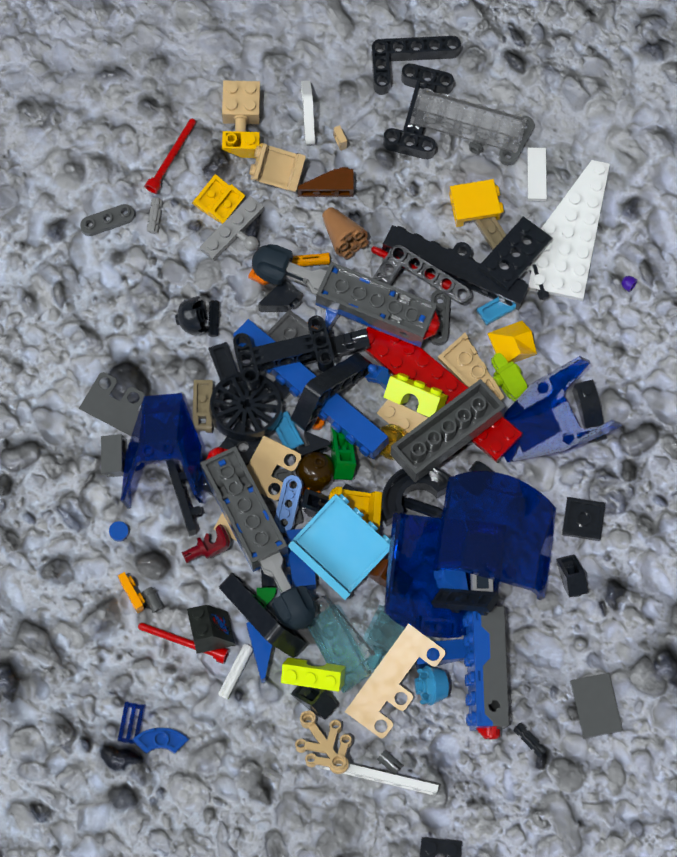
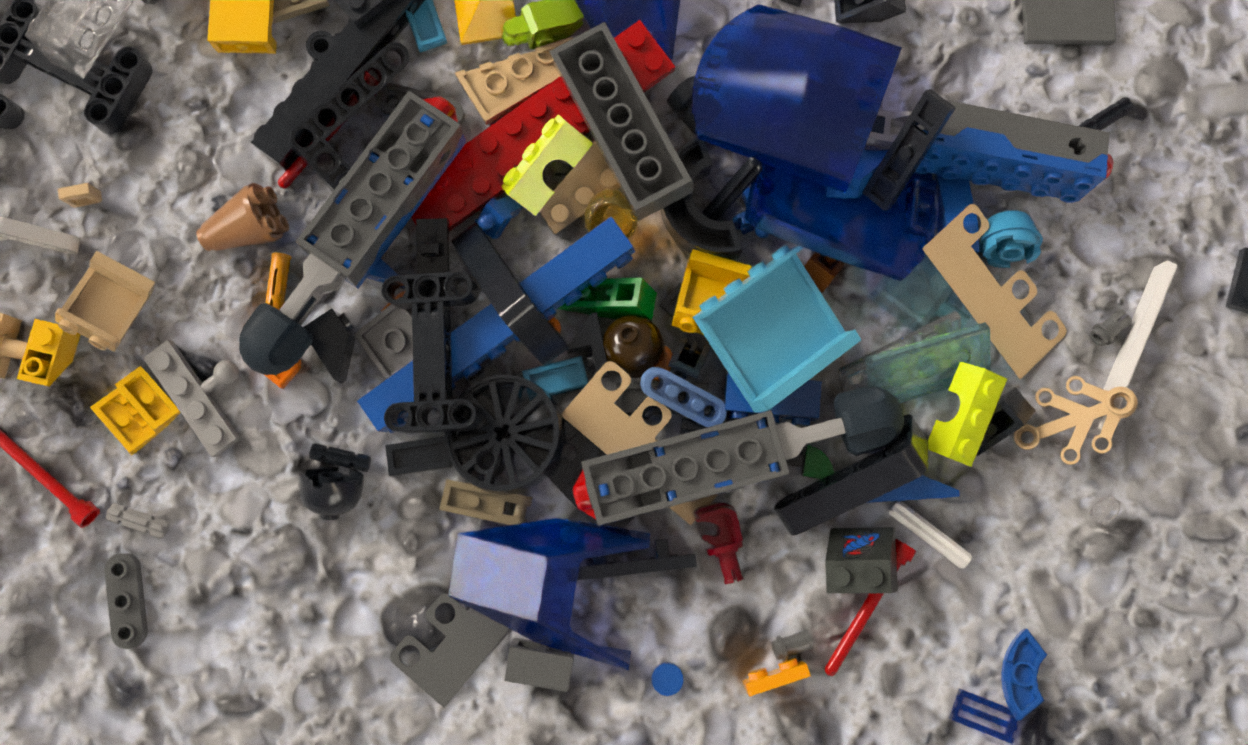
camera: 75 degrees left, 10 degrees up
(331, 184) = (156, 222): reddish brown slope -> none

